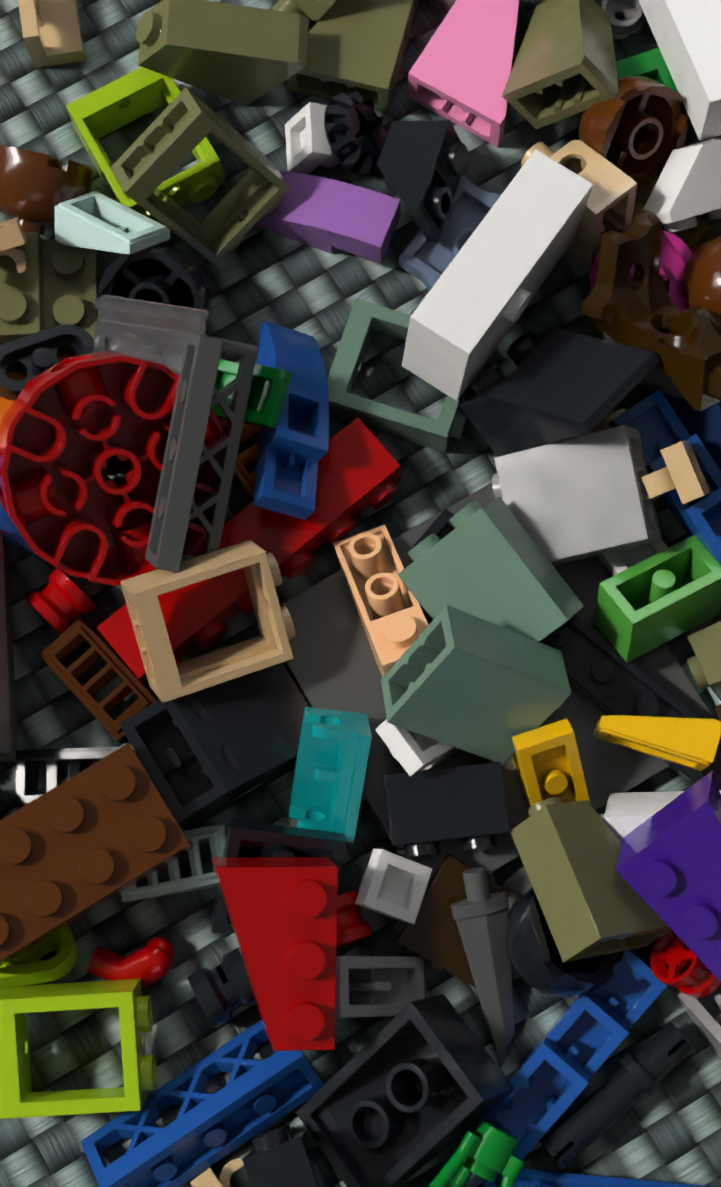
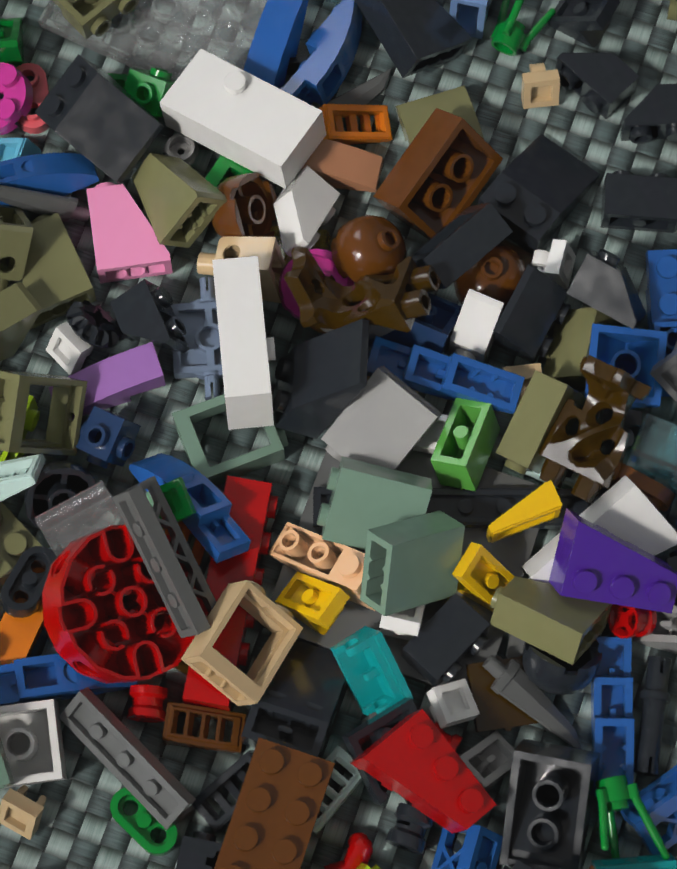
camera: 45 degrees left, 5 degrees down
(264, 271) = (107, 438): none -> dark blue brick
(333, 638) = (313, 601): none -> yellow slope
(680, 474) = (425, 370): tan tile -> none

